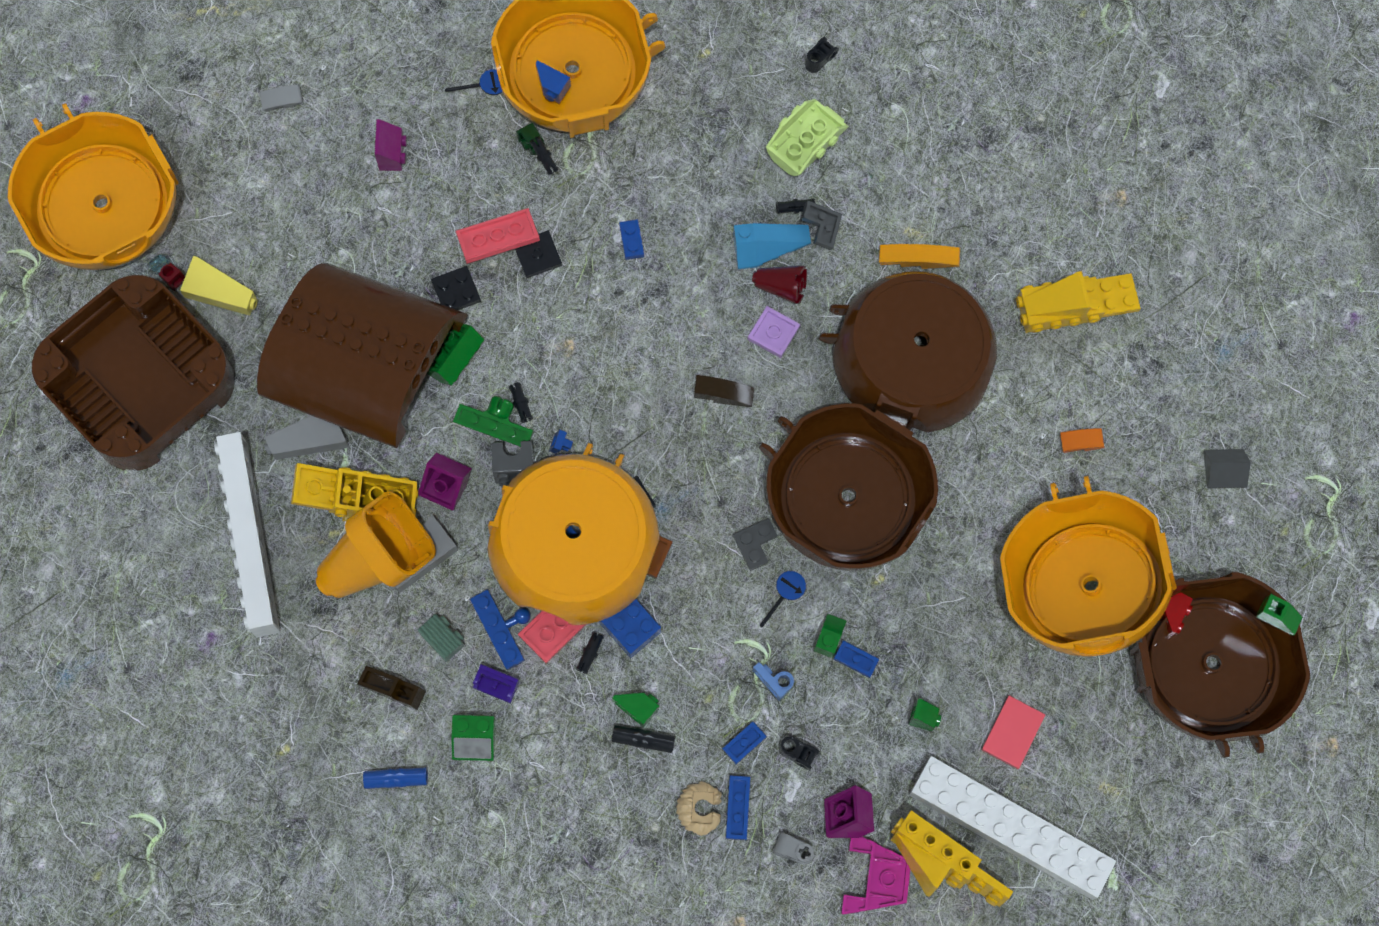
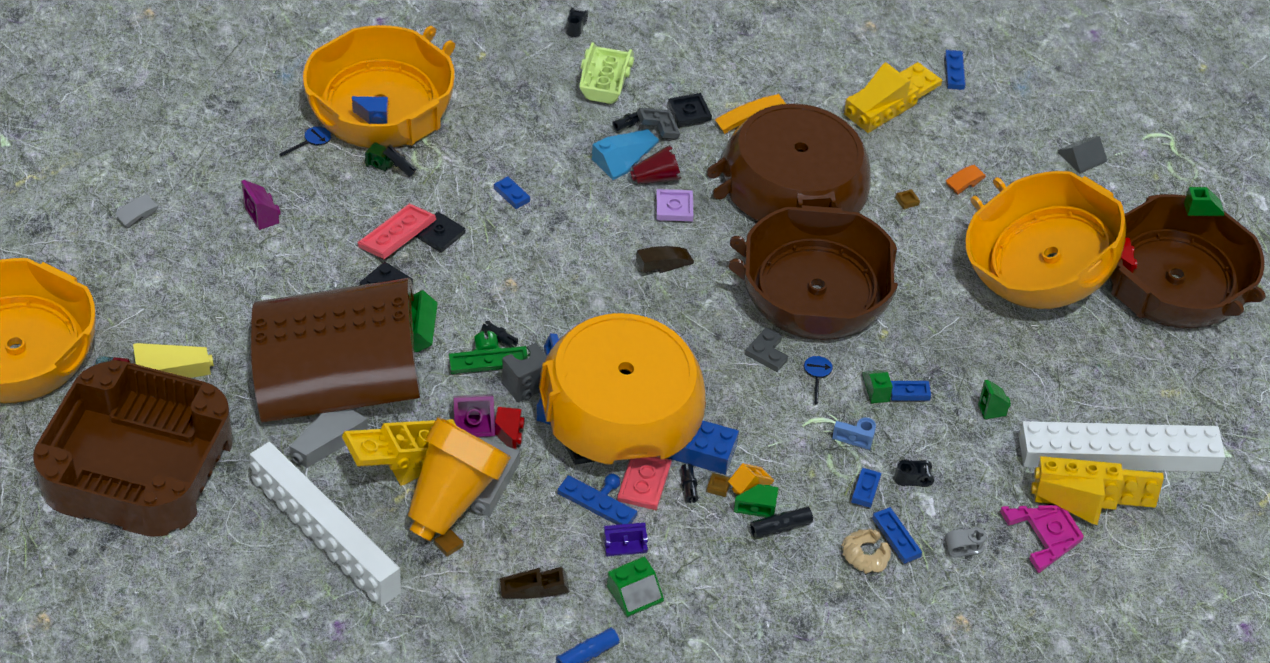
camera: 30 degrees left, 25 degrees down
(347, 605) = (448, 543): none -> pearl gold tile
(441, 637) = (552, 527): sand green brick -> none
(467, 509) = (508, 426): none -> red slope
(616, 667) = (718, 485): none -> pearl gold tile
(644, 680) = (748, 477): none -> light orange slope
(849, 813) = (989, 493): magenta slope -> none
(862, 221) = (689, 109): none -> black plate
(1008, 434) = (907, 199): none -> pearl gold tile
(1013, 732) = (1069, 386): coral tile -> none
(1168, 297) = (955, 69): none -> blue plate

